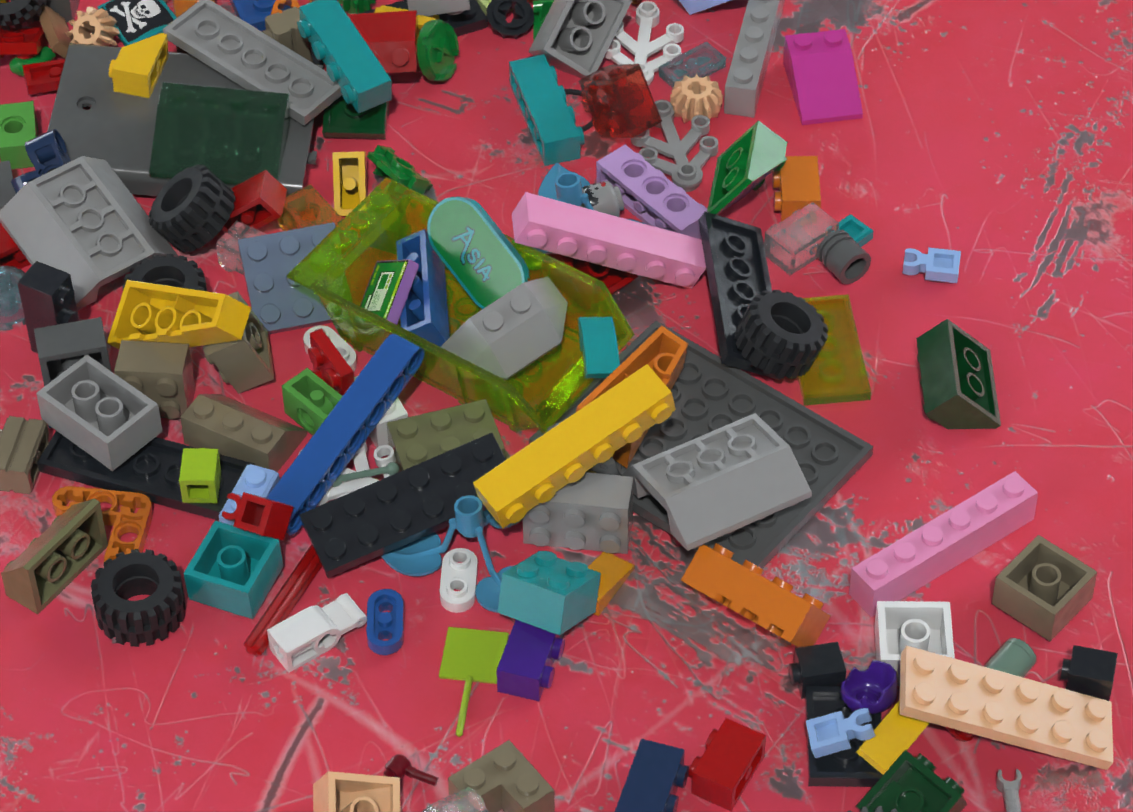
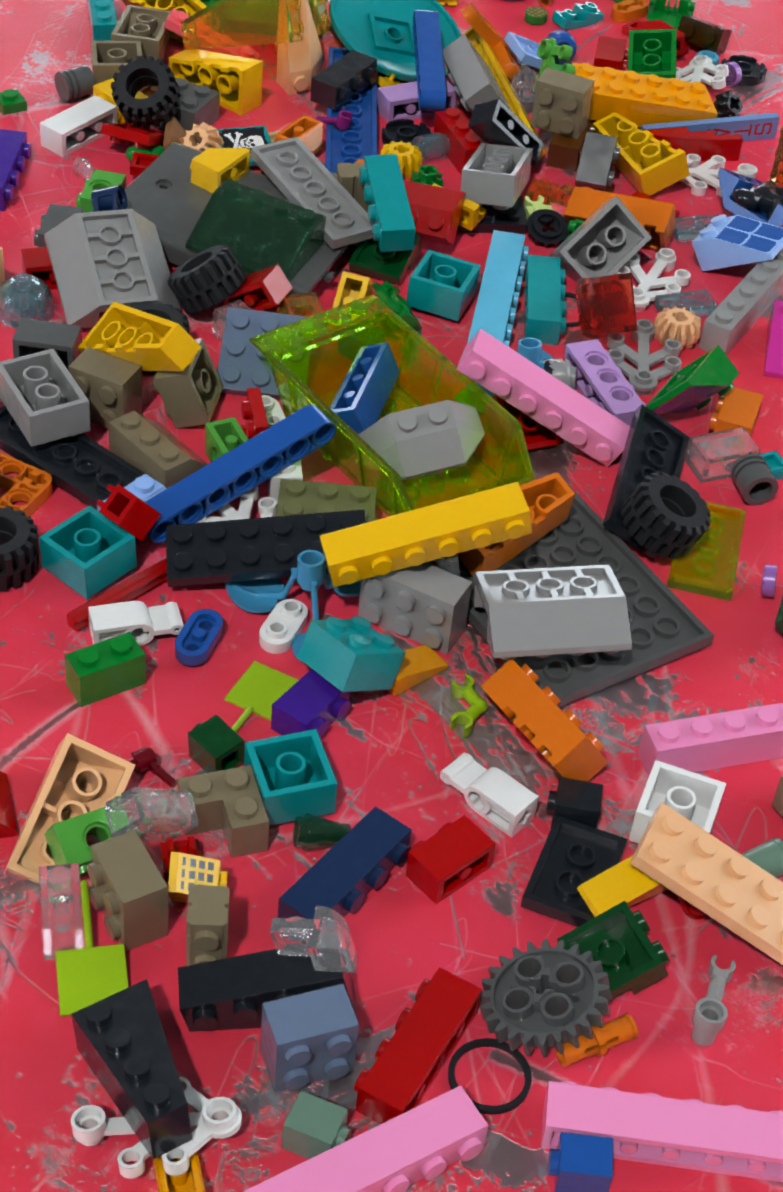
camera: 15 degrees right, 5 degrees down
(46, 298) = (45, 295): black brick -> none
(200, 475) = (98, 469): lime brick -> none
(315, 688) = (105, 669): none -> green brick
(389, 288) = (337, 377): tile -> none
(391, 468) = (243, 514): sand green hinge -> none
(436, 50) = (471, 230): green tile -> none
(437, 129) = (443, 285): none -> teal brick
(461, 731) = (215, 745): none -> dark green brick
(475, 250) = (421, 364): tile -> none
(497, 127) = (500, 286): none -> medium azure brick
(550, 734) = (292, 775): none -> teal brick
(595, 782) = (317, 832): none -> clear green cone
(598, 345) = (496, 469): teal slope -> none
(681, 597) = (477, 705): none -> lime arm
(736, 685) = (492, 794): none -> white piece
(833, 731) = (562, 861): light blue plate -> none
(870, 688) = (613, 836): dark purple hair -> none
(901, 367) = (769, 581): none -> medium lavender tile

